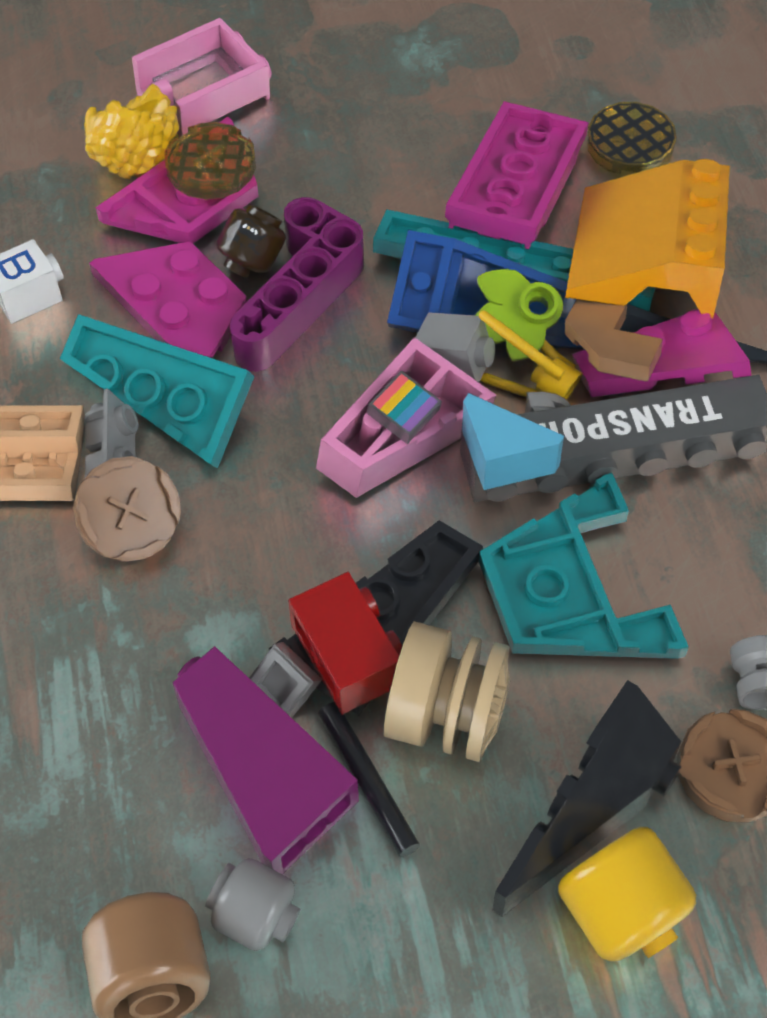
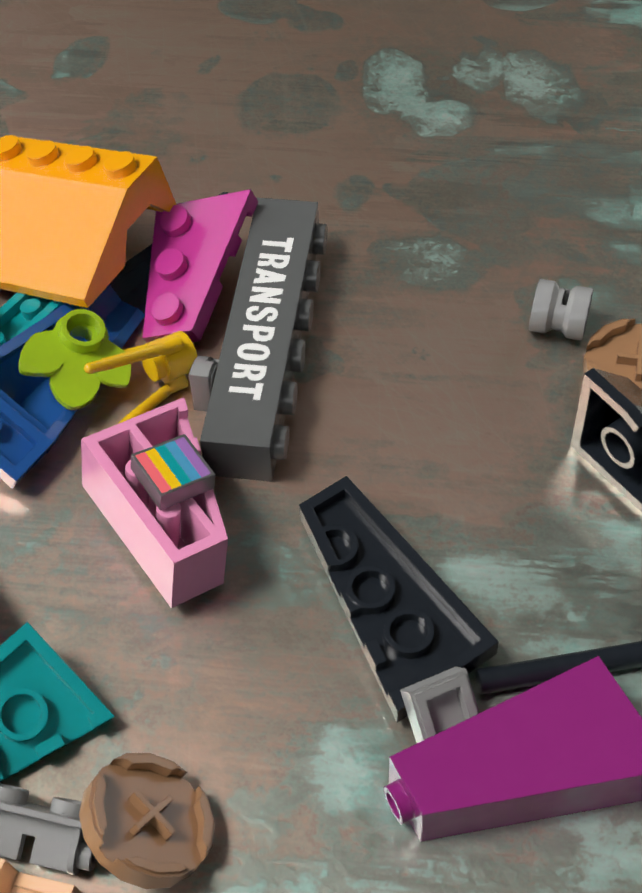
camera: 70 degrees left, 5 degrees down
(346, 640) = (434, 619): red brick -> none
(447, 691) = (521, 545): tan wheel -> none
(459, 340) = (87, 411): light grey brick -> none
(507, 445) = (254, 403): medium azure slope -> none
(552, 592) = (411, 439): teal wing -> none
(609, 349) = (180, 285): medium nougat tile -> none

